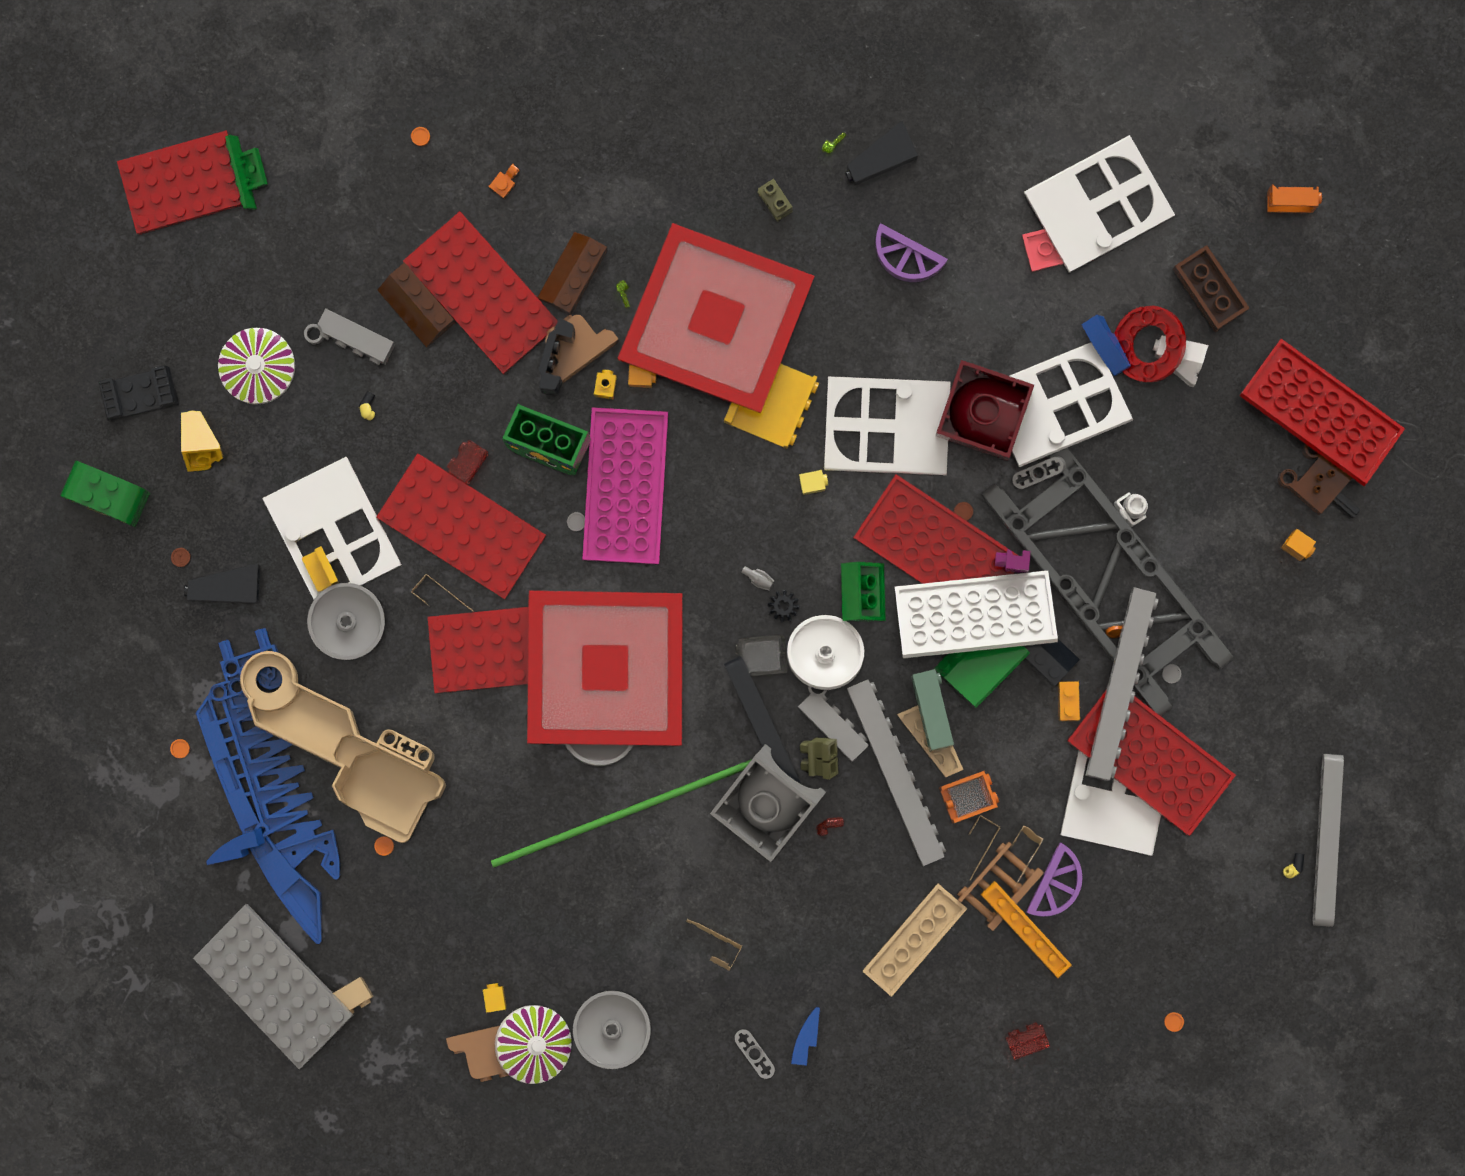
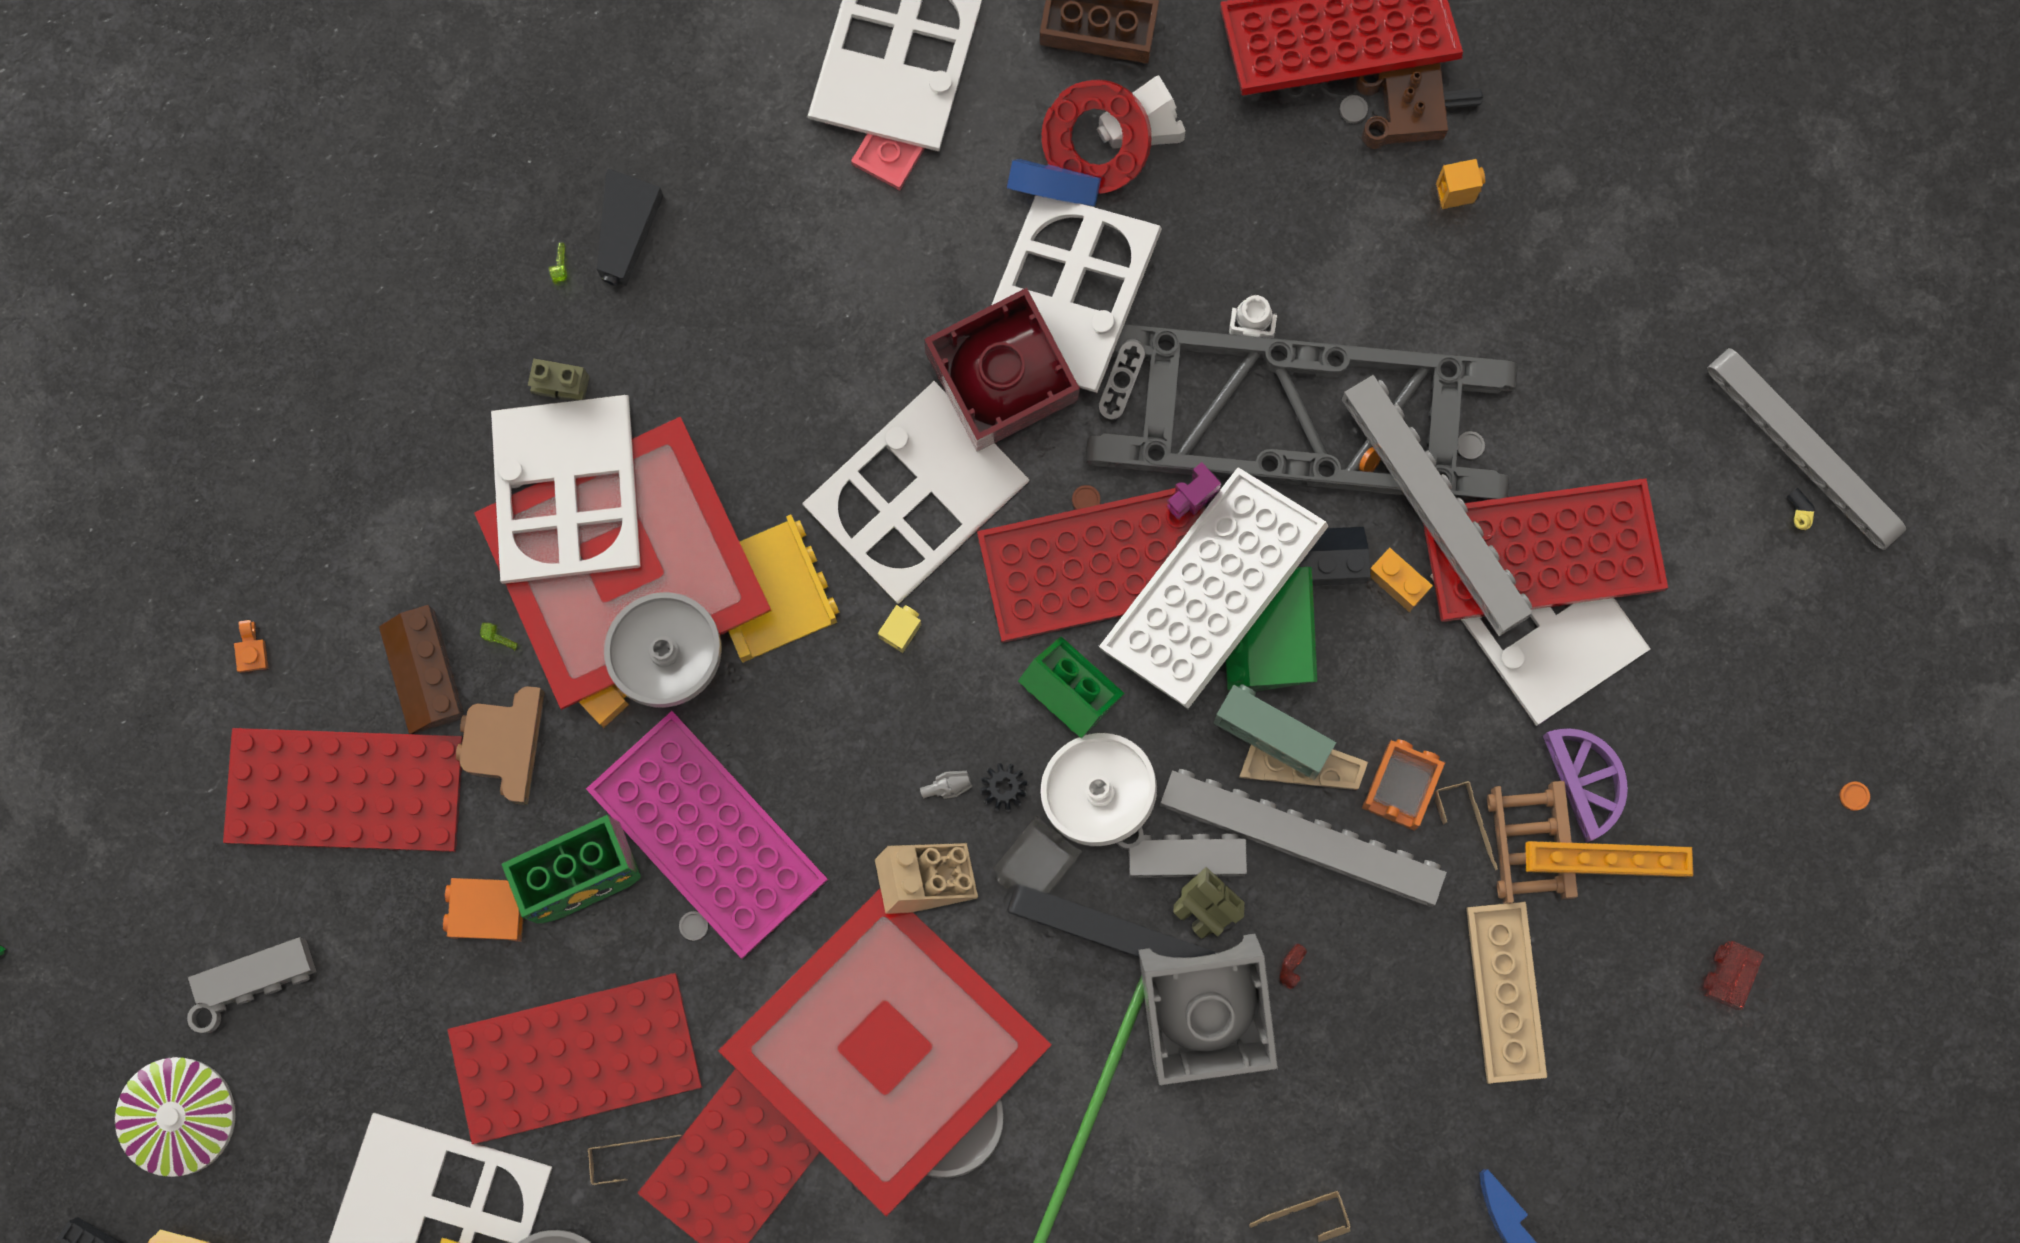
camera: 50 degrees left, 5 degrees down
(365, 407) = (339, 1038): arm -> none
(415, 305) = (284, 874): reddish brown slope -> none
(420, 136) = (110, 693): orange piece -> none
(467, 462) = (511, 982): clear red brick -> none
(488, 415) = (482, 910): none -> orange panel
(563, 331) = (473, 738): black plate -> none
(605, 391) = (583, 757): yellow brick -> none
(691, 380) = (662, 649): none -> light grey dish
(704, 609) = (925, 876): none -> tan slope
(745, 233) = (559, 446): none -> white door
(910, 246) = (750, 286): medium lavender window -> none
(1032, 836) = (1511, 756): tan piece -> none
(1290, 456) = (1353, 109): none -> light grey piece

